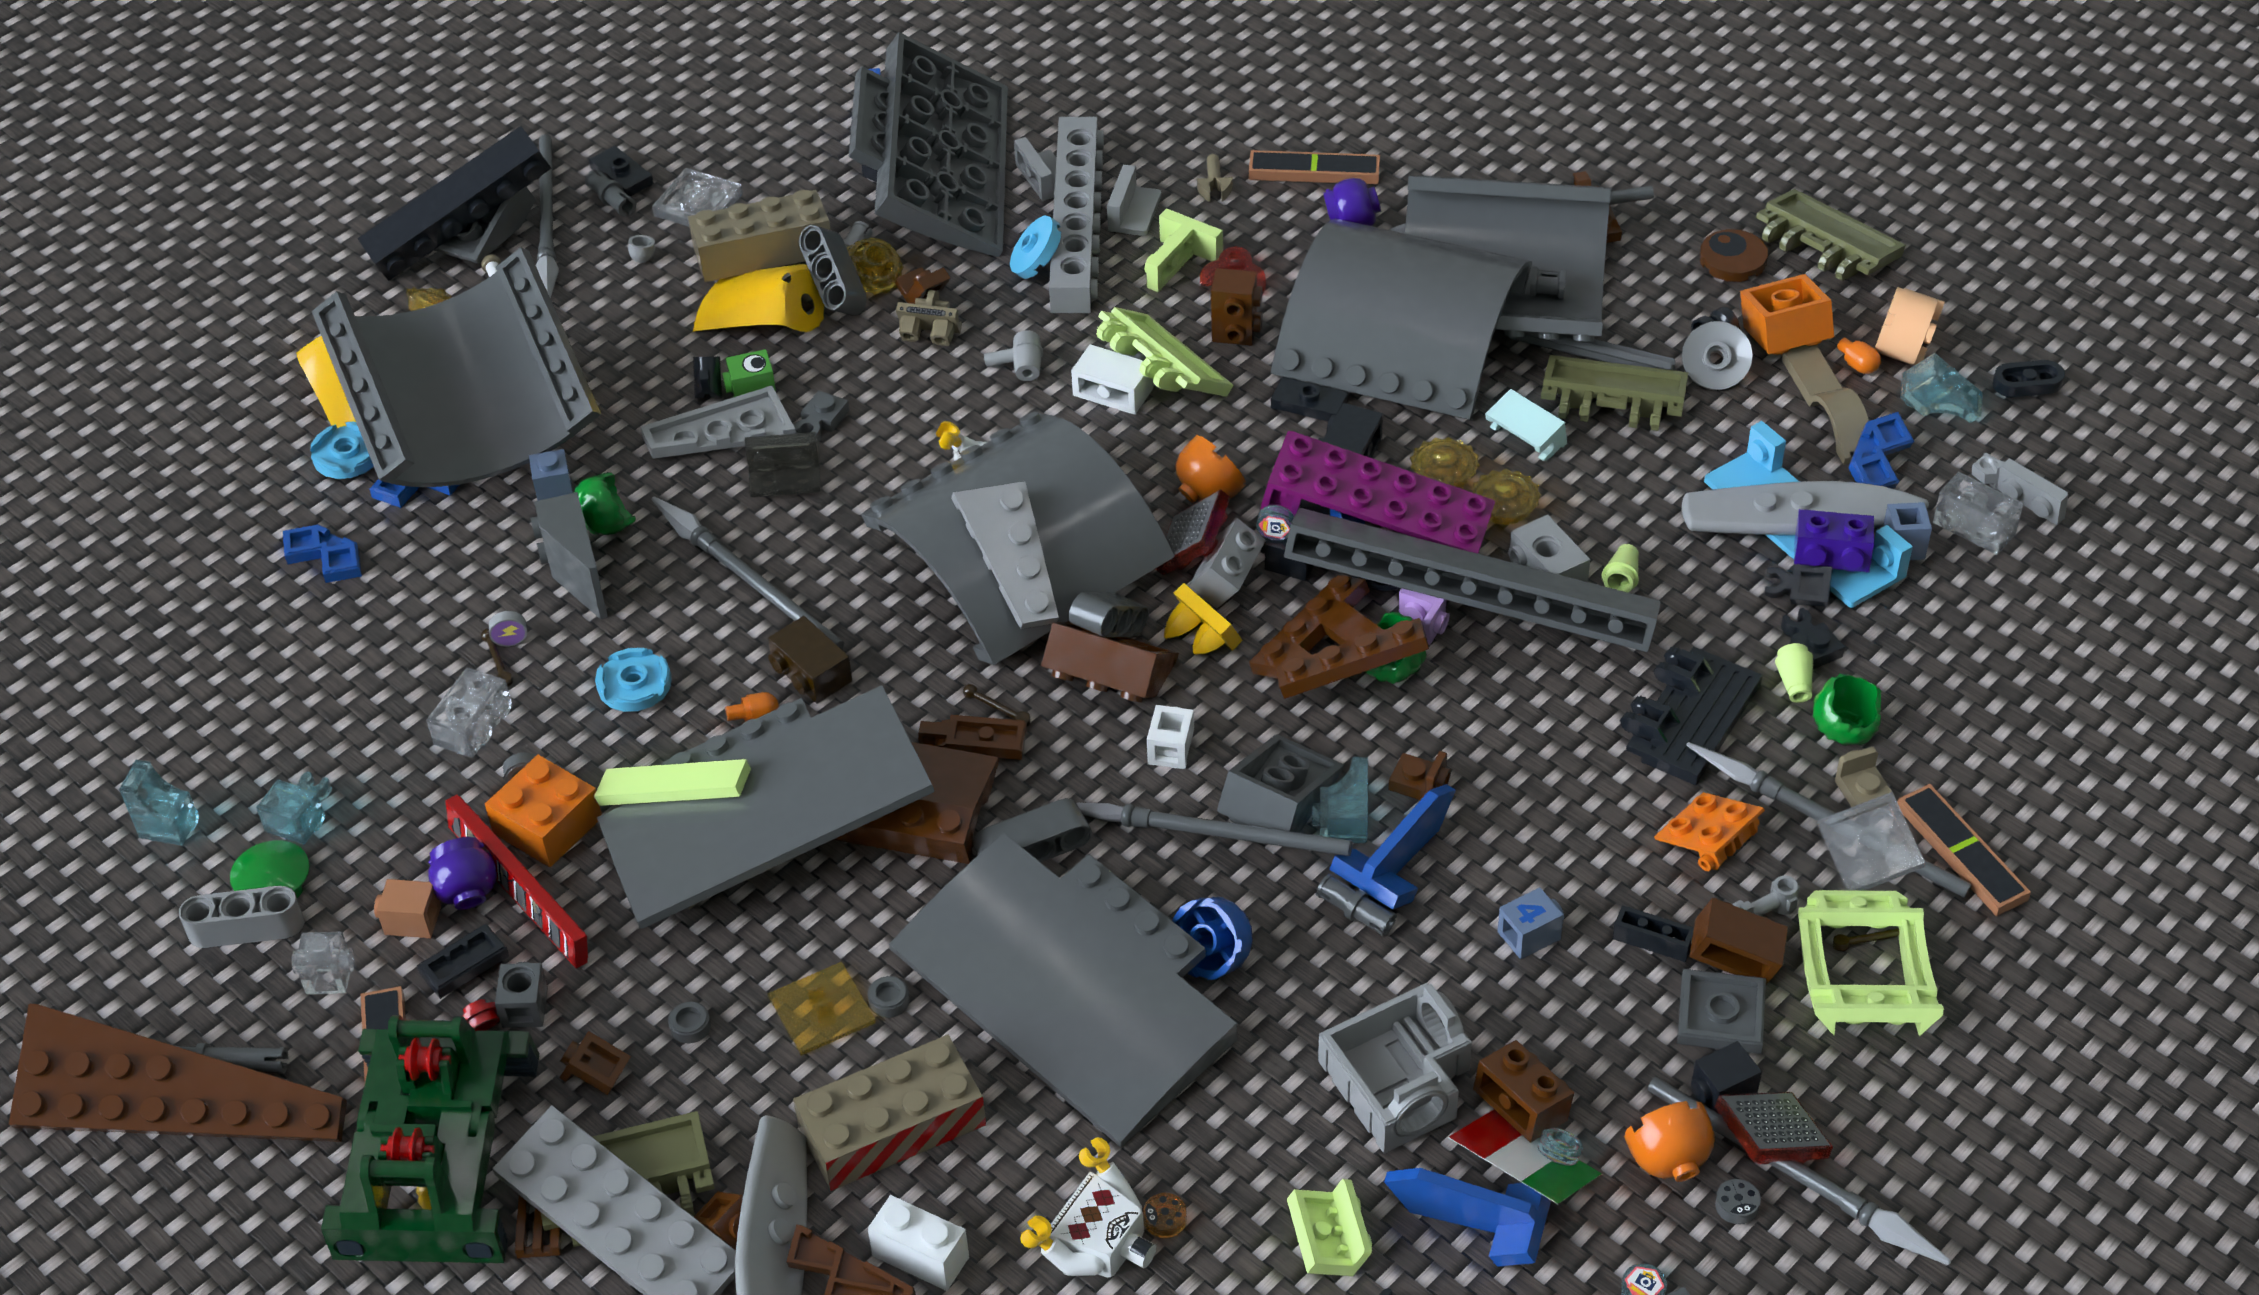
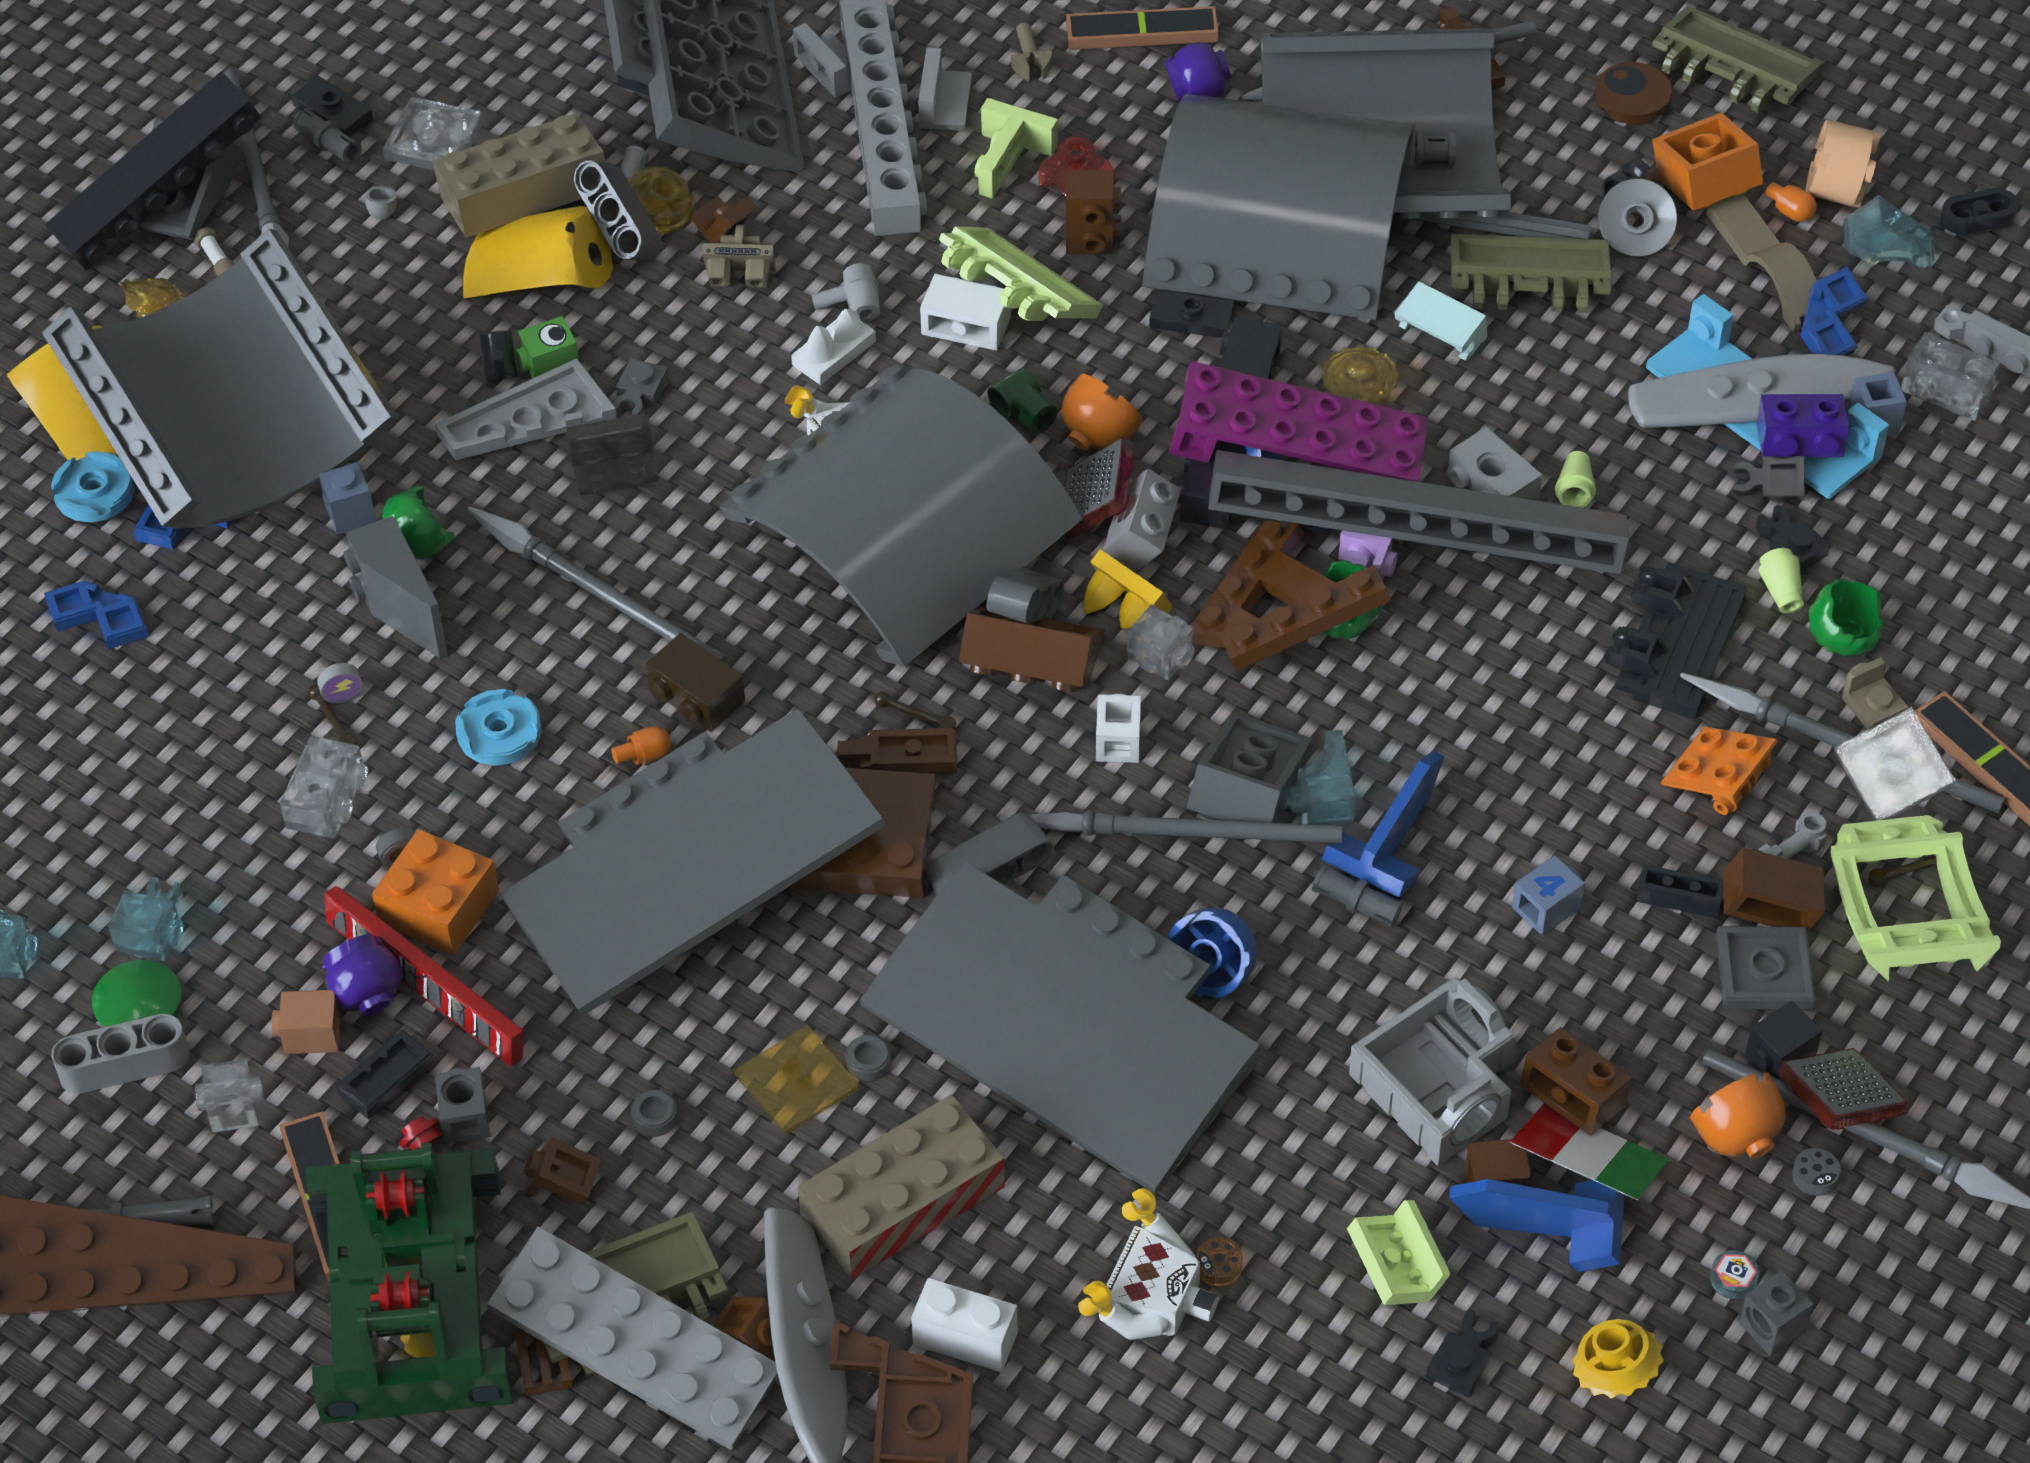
camera: 10 degrees left, 5 degrees up
(672, 782) = (581, 845): yellowish green tile -> none
(993, 398) = (833, 346): none -> white tile
(1011, 548) = (906, 526): light grey wing -> none
(1035, 247) = (845, 159): medium azure plate -> none
(1146, 454) = (1022, 398): none -> dark green piece
(1222, 668) = (1160, 642): none -> clear brick
(1274, 522) = (1191, 469): tile -> none
(1417, 776) = (1398, 743): reddish brown bracket -> none
(1437, 1154) = (1497, 1161): none -> reddish brown panel
(1513, 495) = (1441, 402): clear yellow piece -> none
(1560, 1146) = (1623, 1136): clear light blue tile -> none

